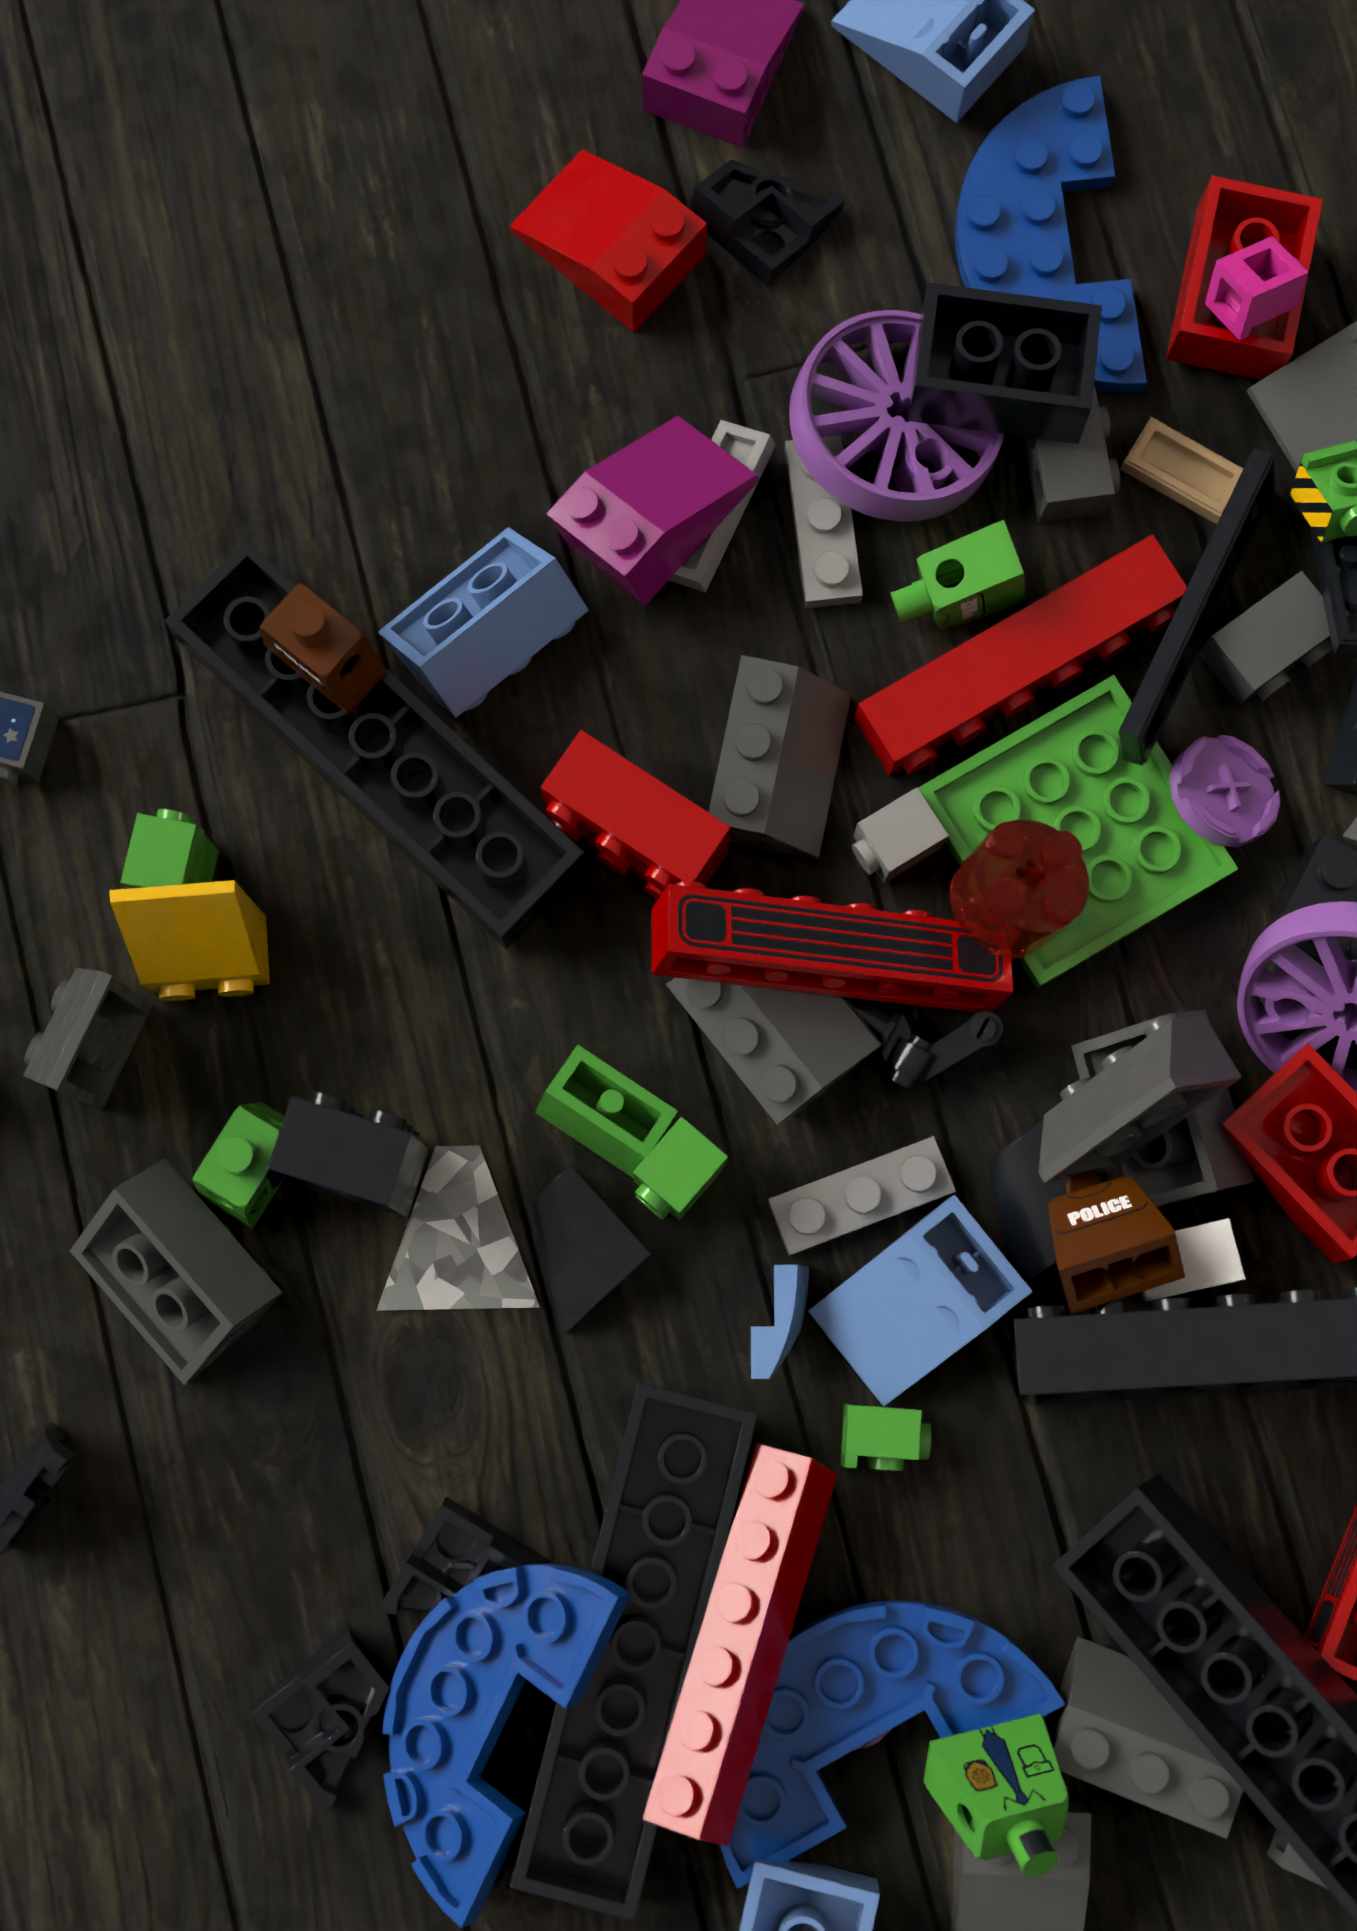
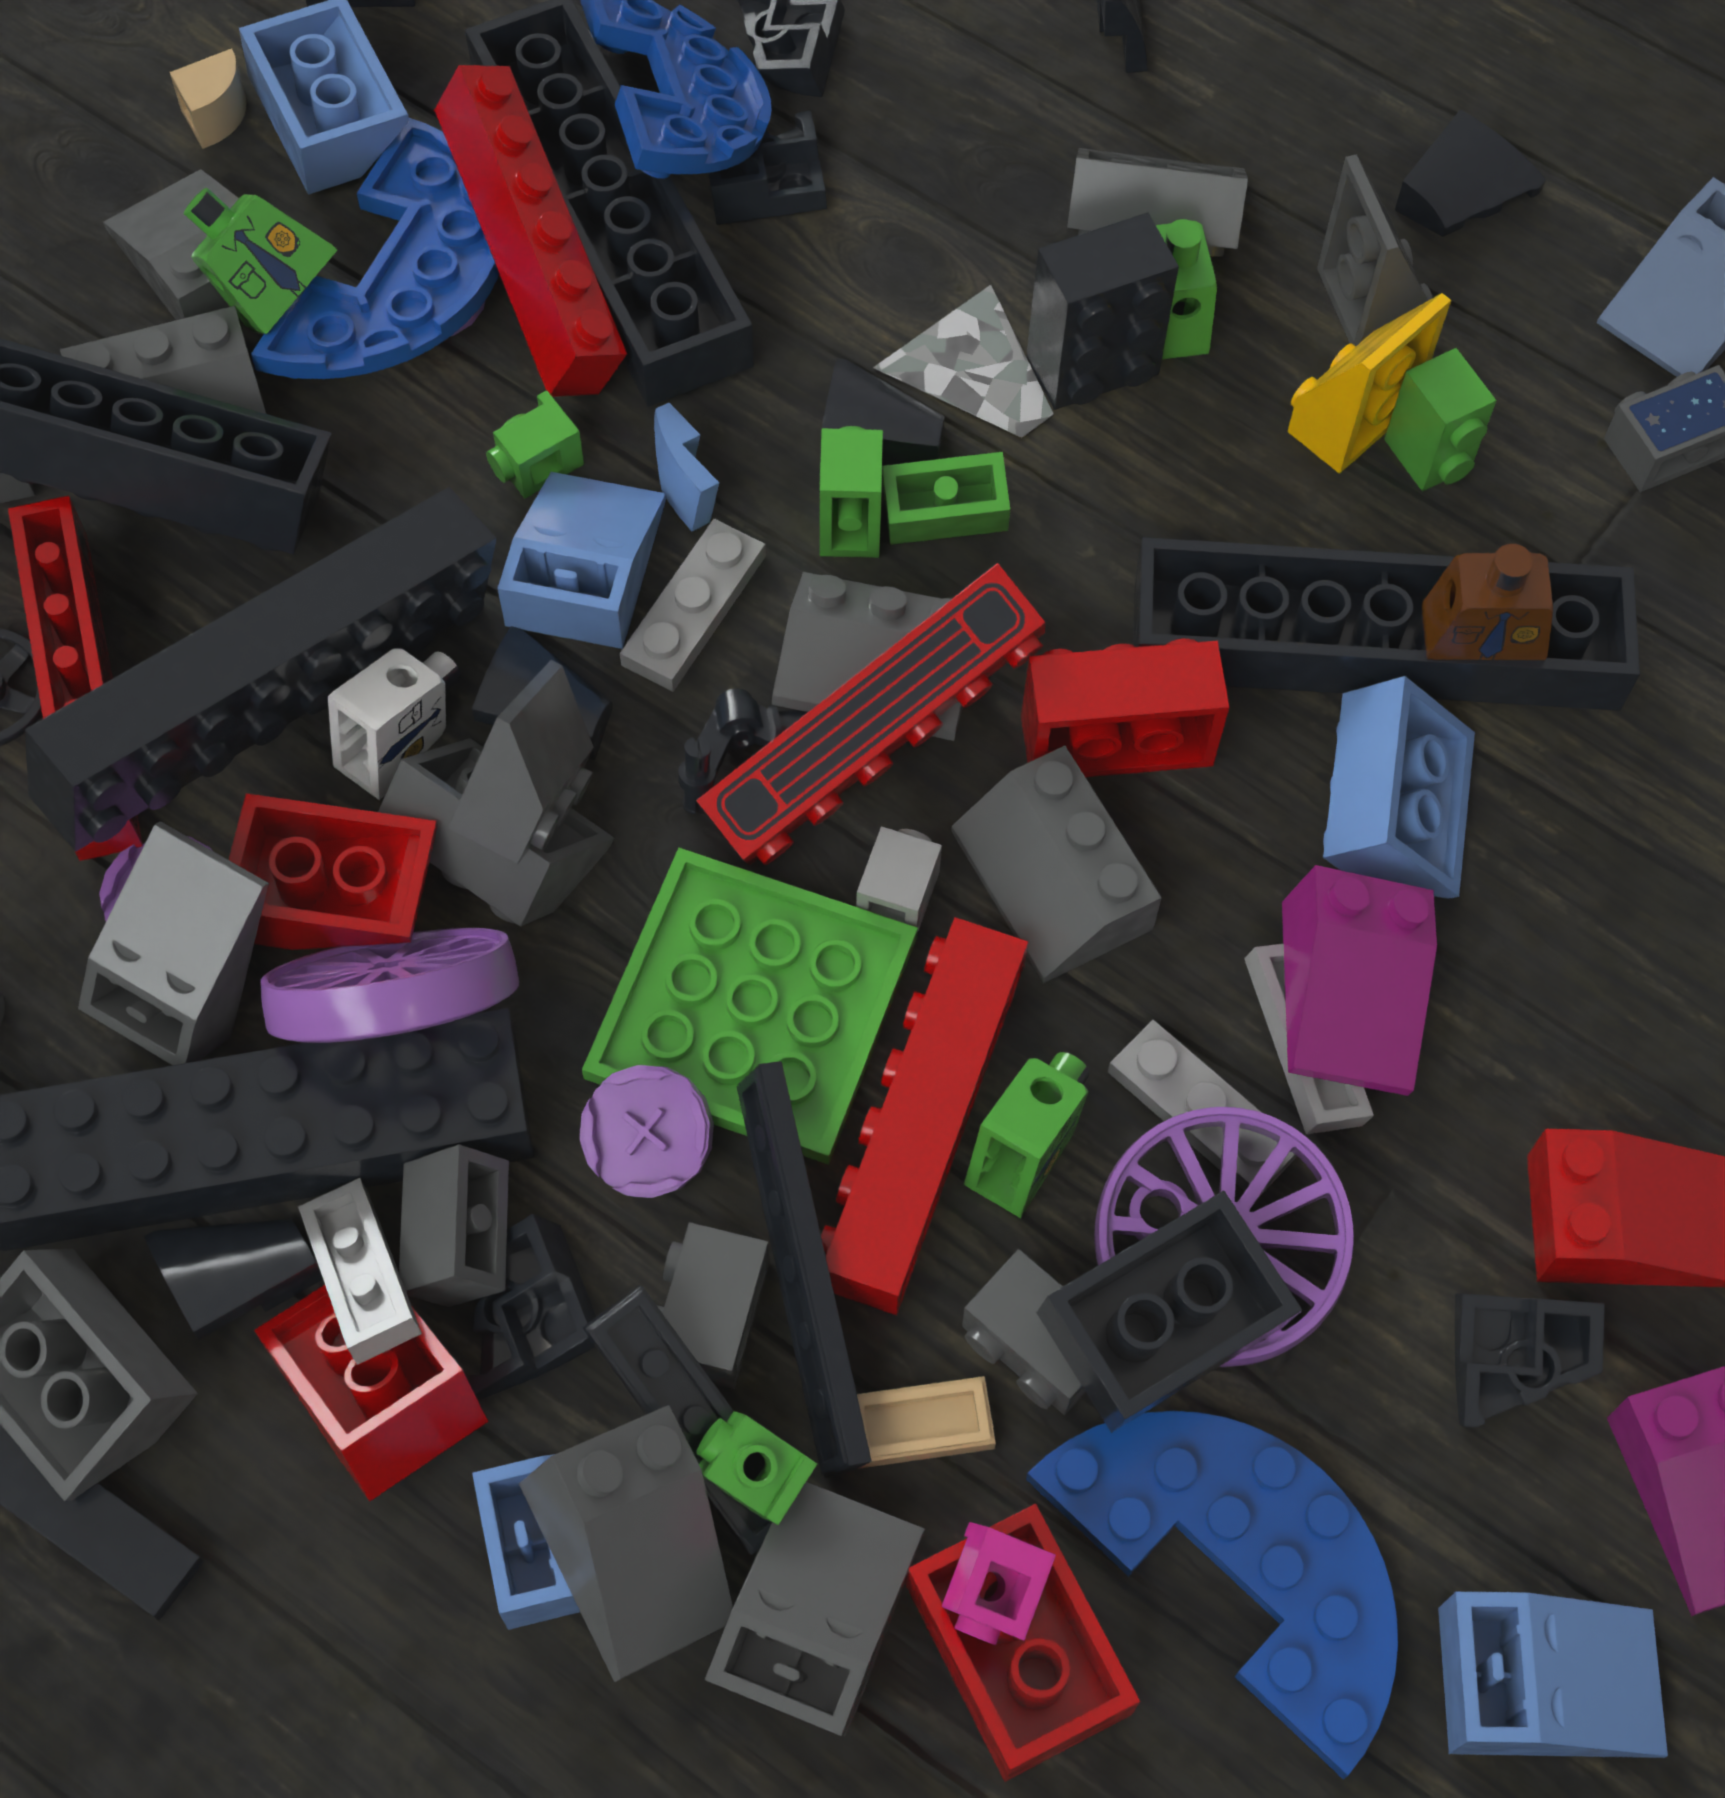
camera: 140 degrees right, 15 degrees down
(1020, 887) = (721, 866): clear red brick -> none
(1110, 1241) = (464, 640): reddish brown torso -> none

